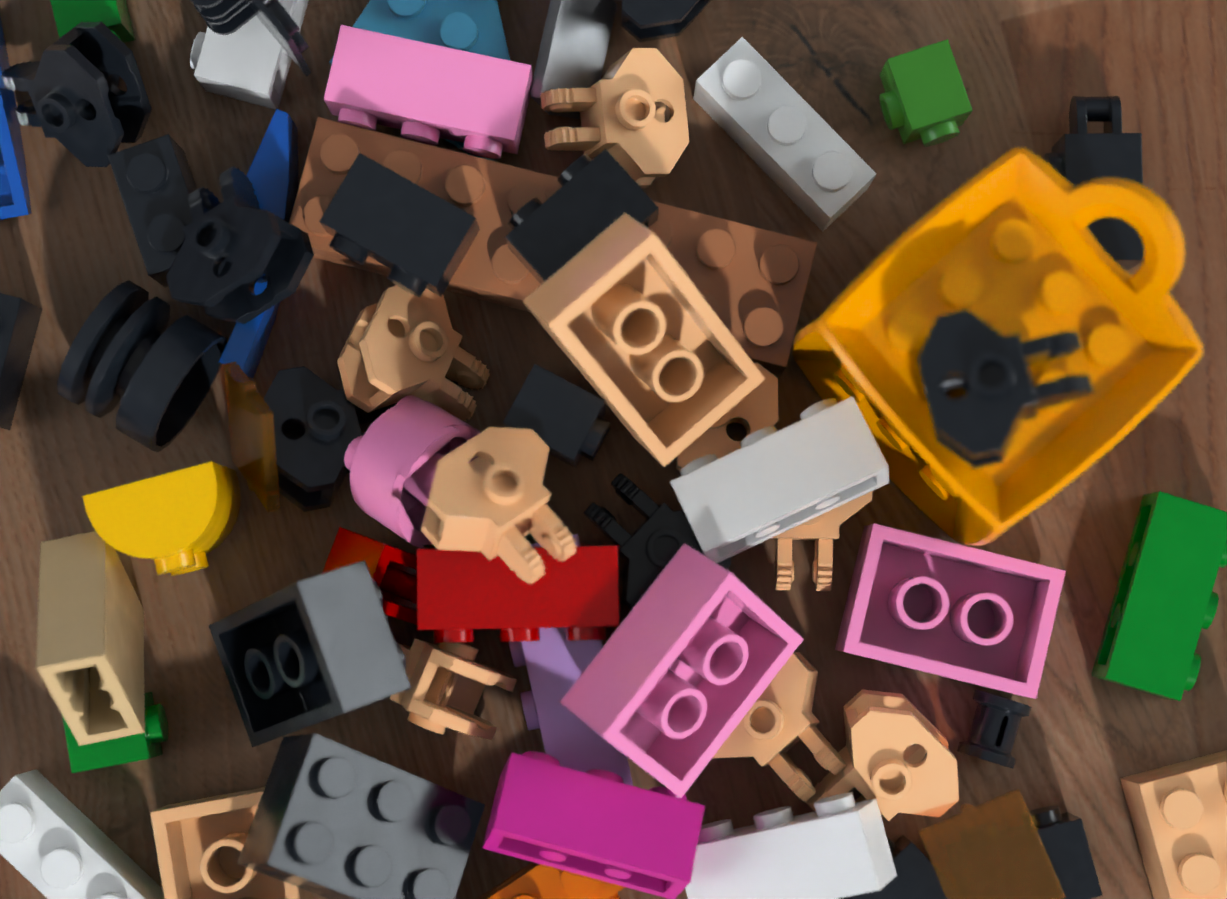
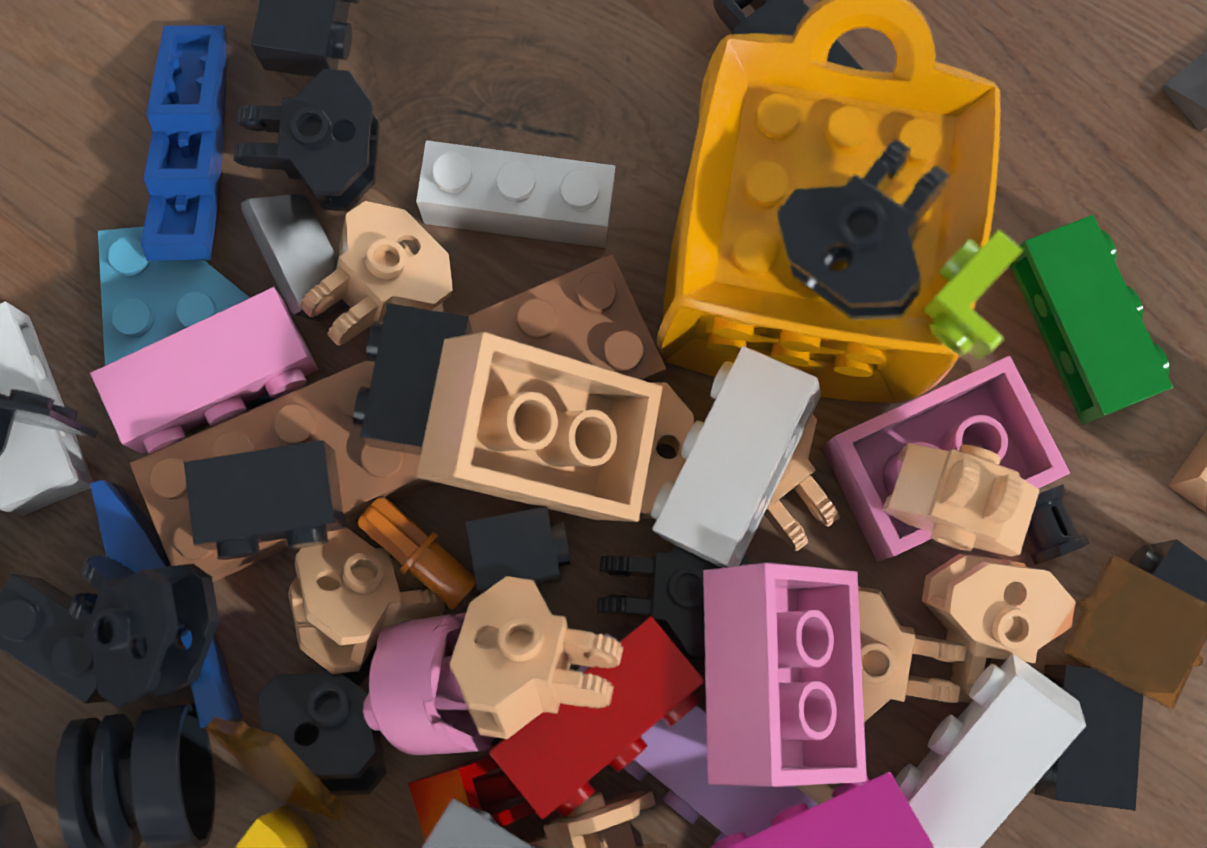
camera: 45 degrees left, 5 degrees down
(482, 356) = (417, 551): none -> orange axle
(924, 95) = (601, 82): bright green brick -> none
(928, 648) = (963, 498): none -> light nougat hinge
(1048, 477) = (969, 275): none -> lime bracket

